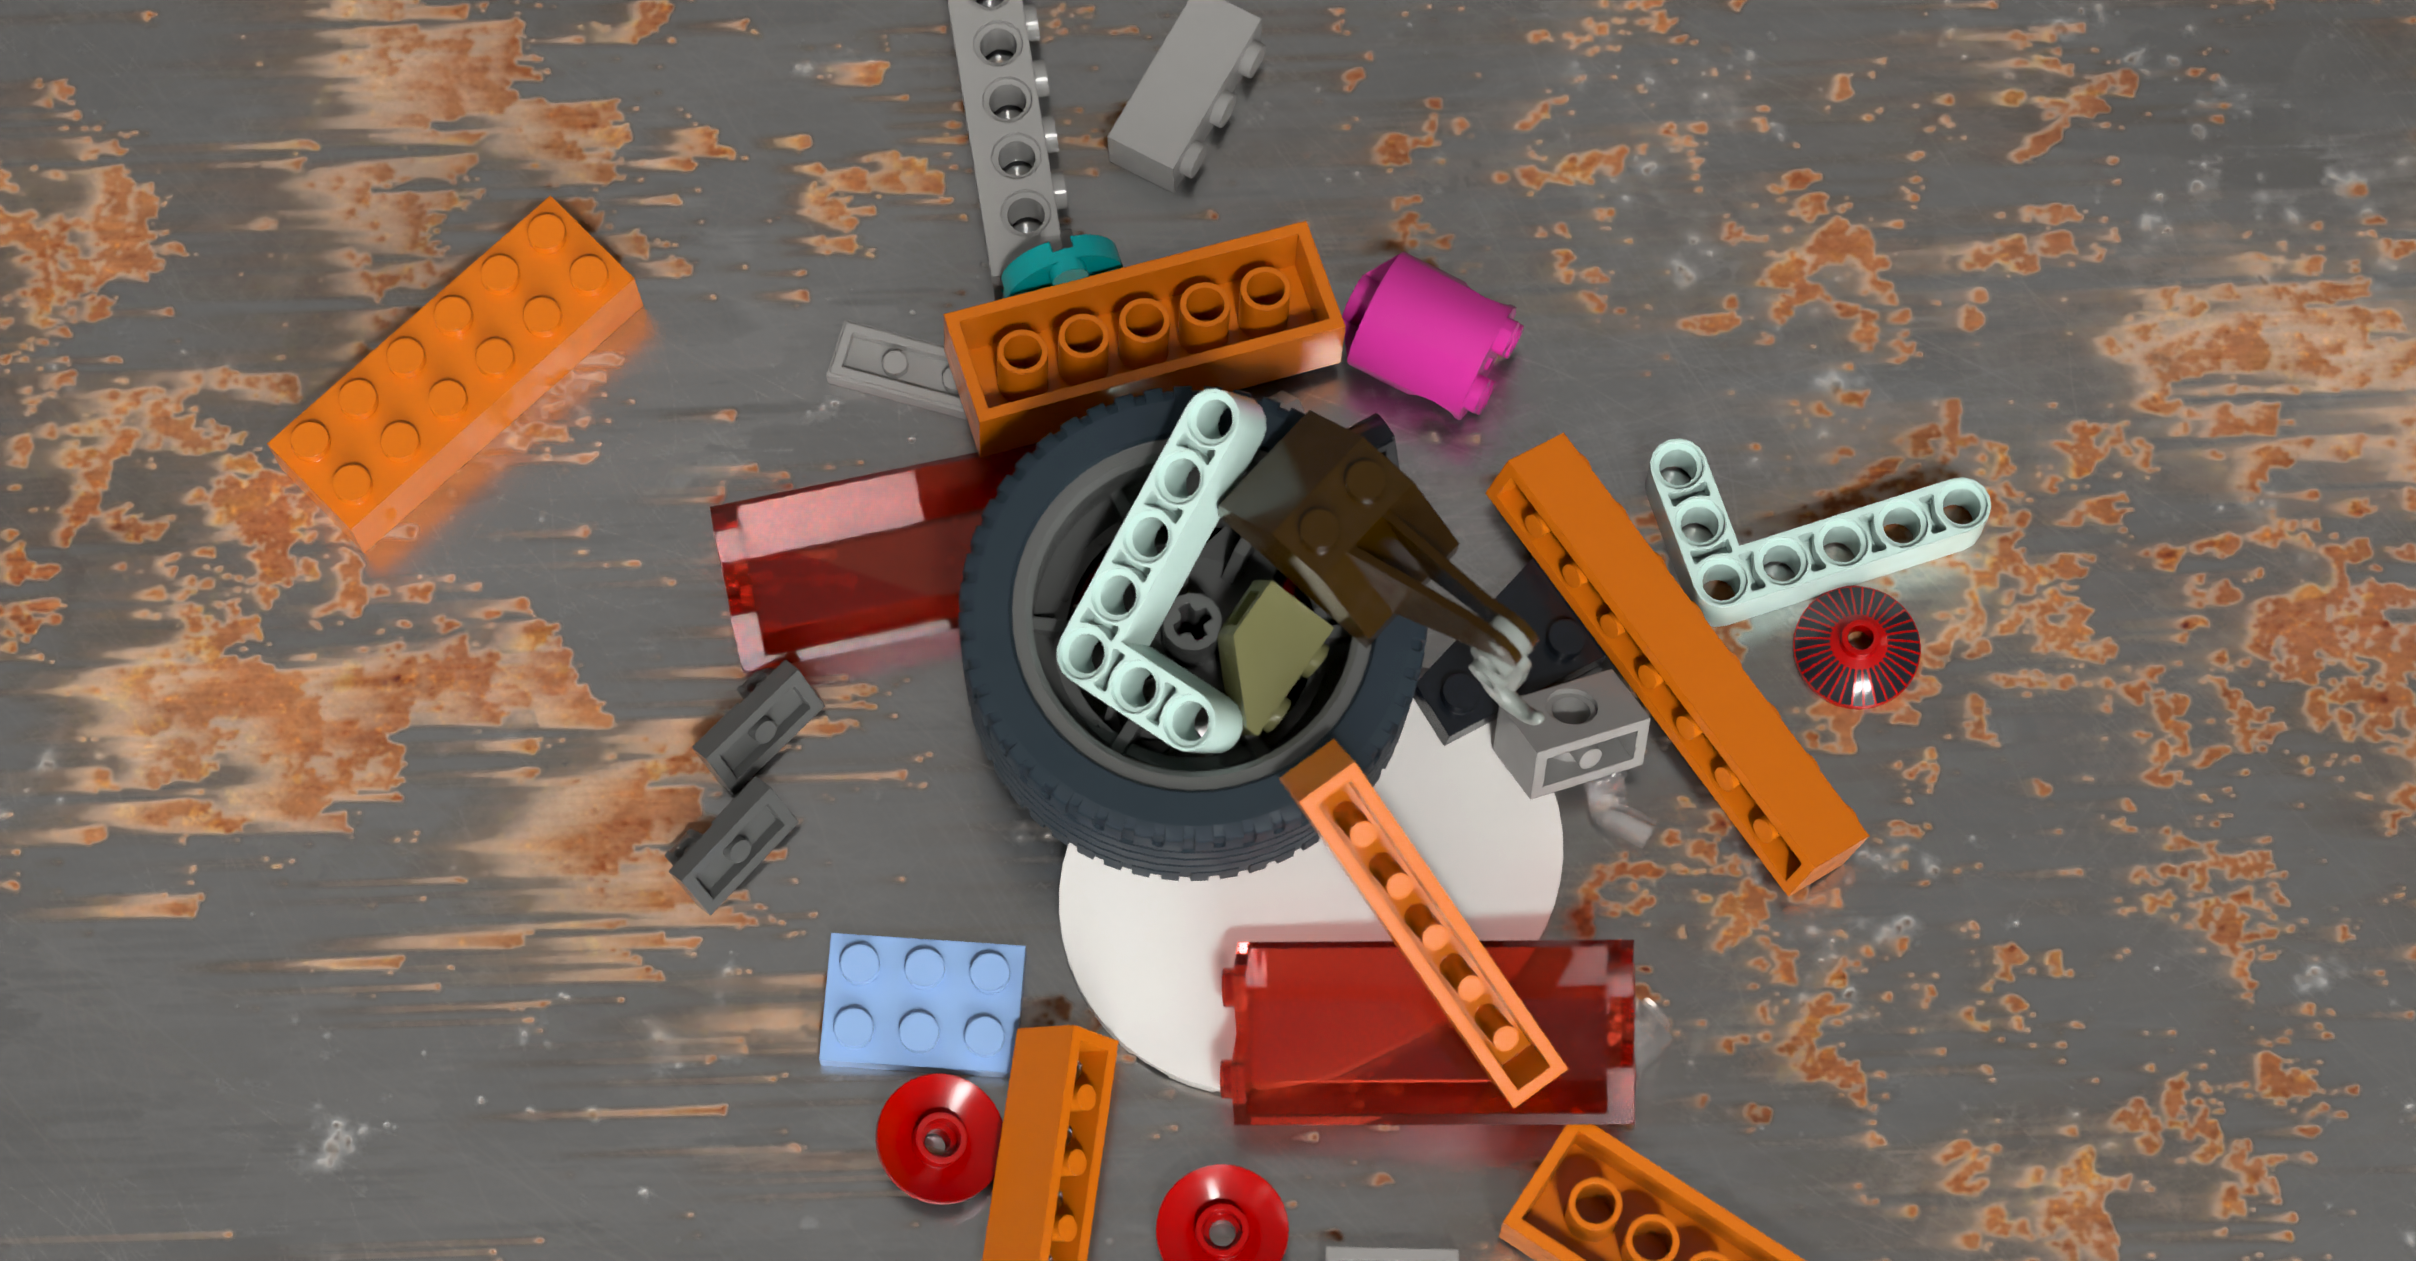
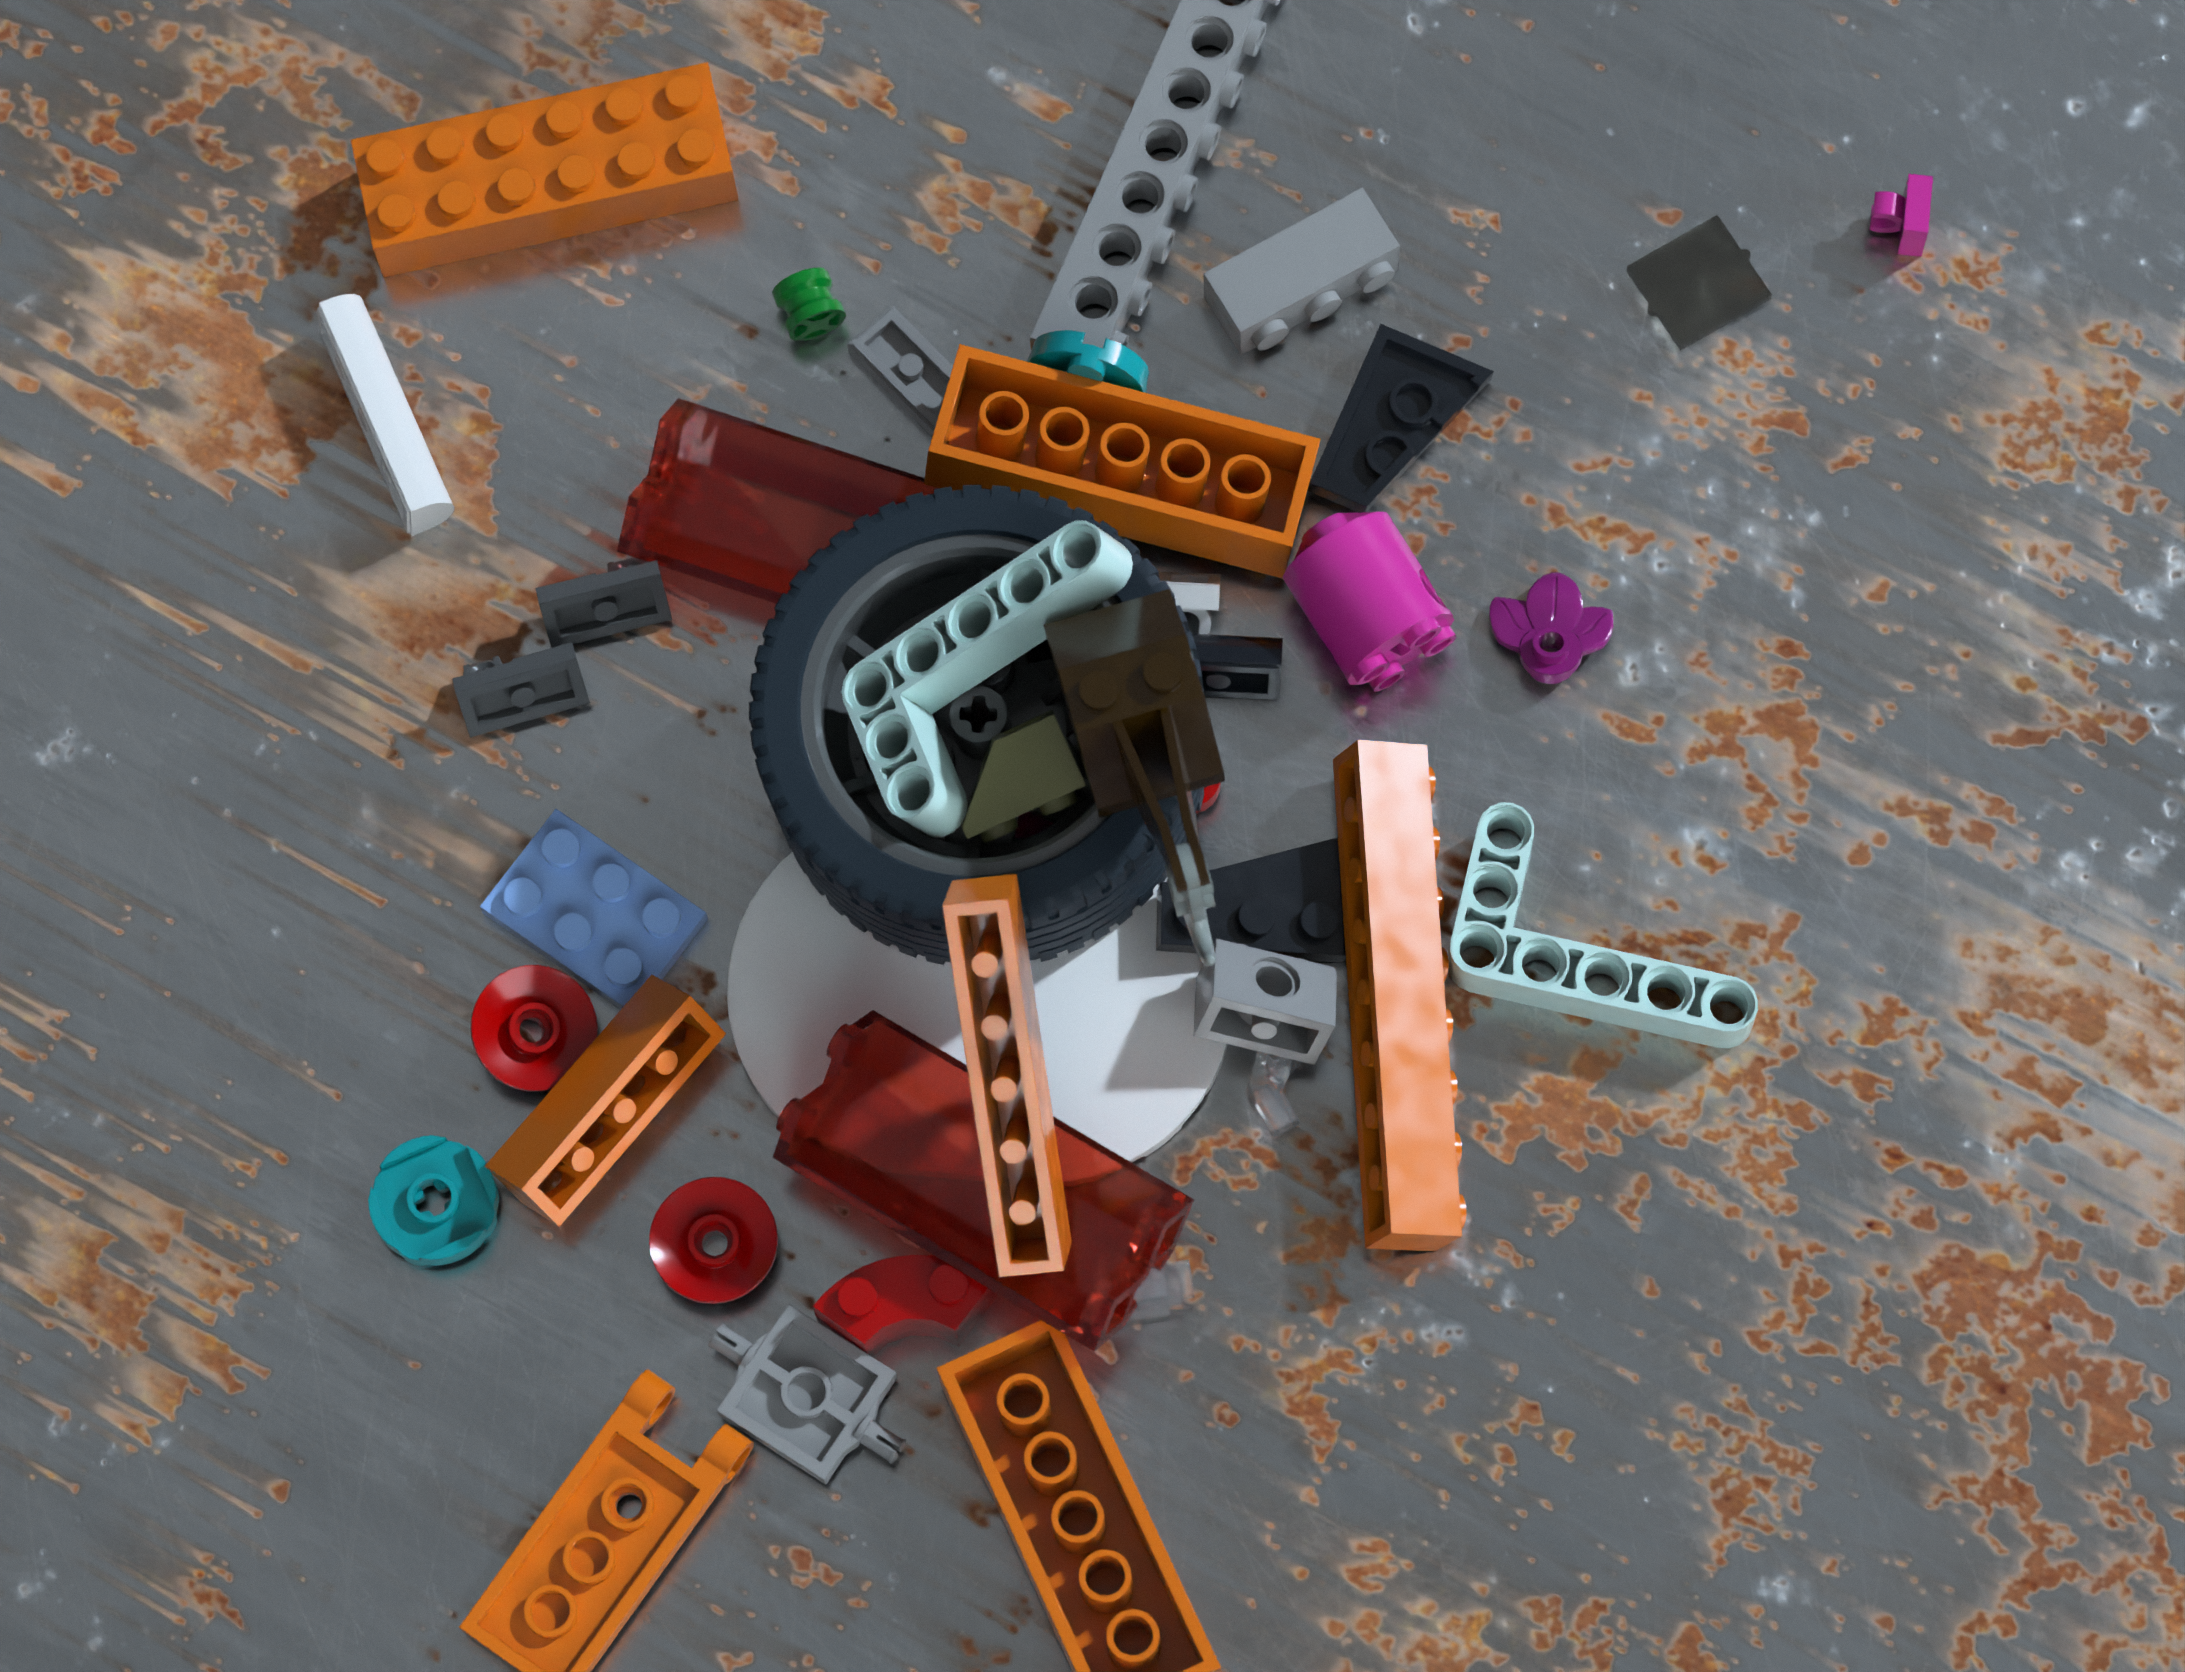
camera: 35 degrees right, 0 degrees up
(446, 673) = (383, 413): none -> white brick
(771, 359) = (808, 304): none -> green wheel
(1342, 166) = (1392, 416): none -> black wing
(1423, 1180) = (903, 1300): none -> red brick
(1590, 267) = (1550, 619): none -> magenta plate
(1852, 675) = (1569, 1105): dish -> none

